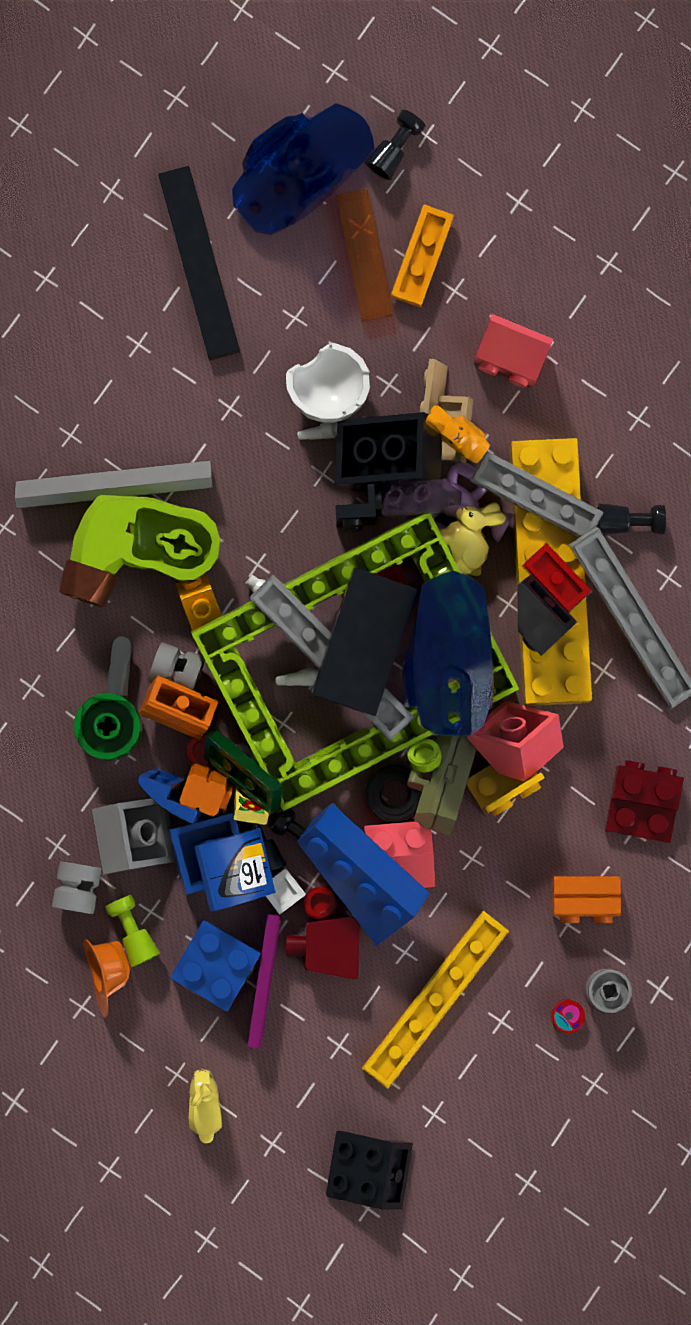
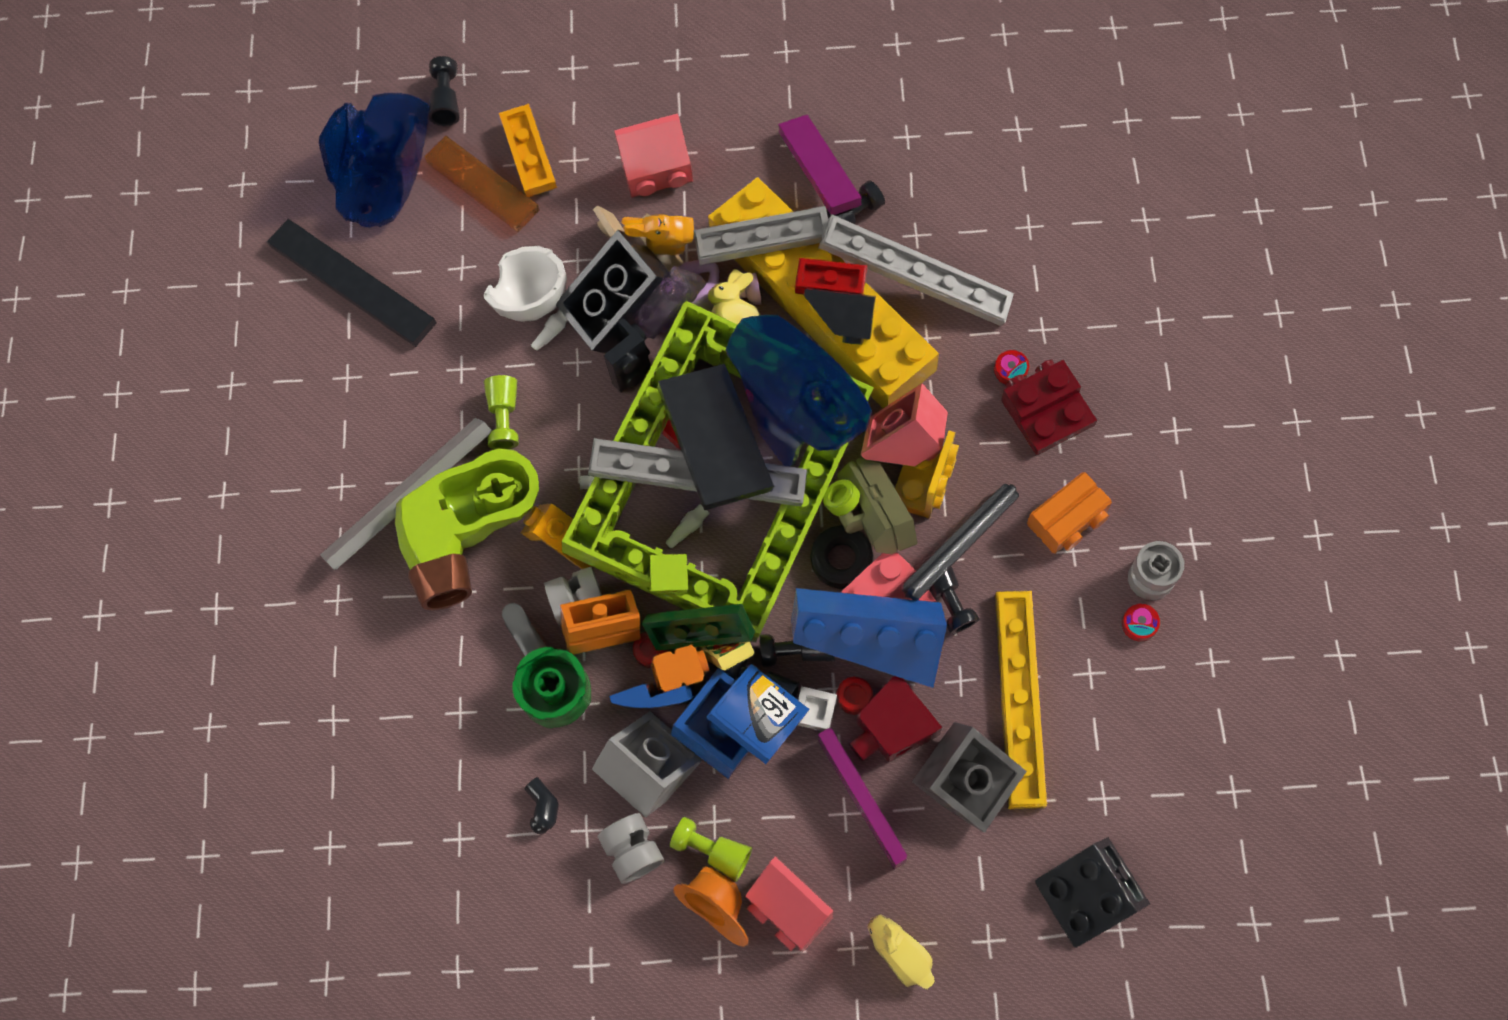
camera: 30 degrees left, 15 degrees down
(40, 808) = (546, 806): none -> black arm
(152, 1014) = (788, 905): none -> coral slope
(215, 965) = (809, 817): blue brick -> none
(239, 464) = (501, 401): none -> lime piece
(250, 718) = (668, 573): none -> lime tile
(349, 1026) = (969, 776): none -> flat silver slope
(450, 871) = (960, 617): none -> black piece
(485, 856) = (959, 542): none -> black axle
(638, 460) = (819, 165): none -> magenta tile
(645, 748) = (1011, 364): none -> tile

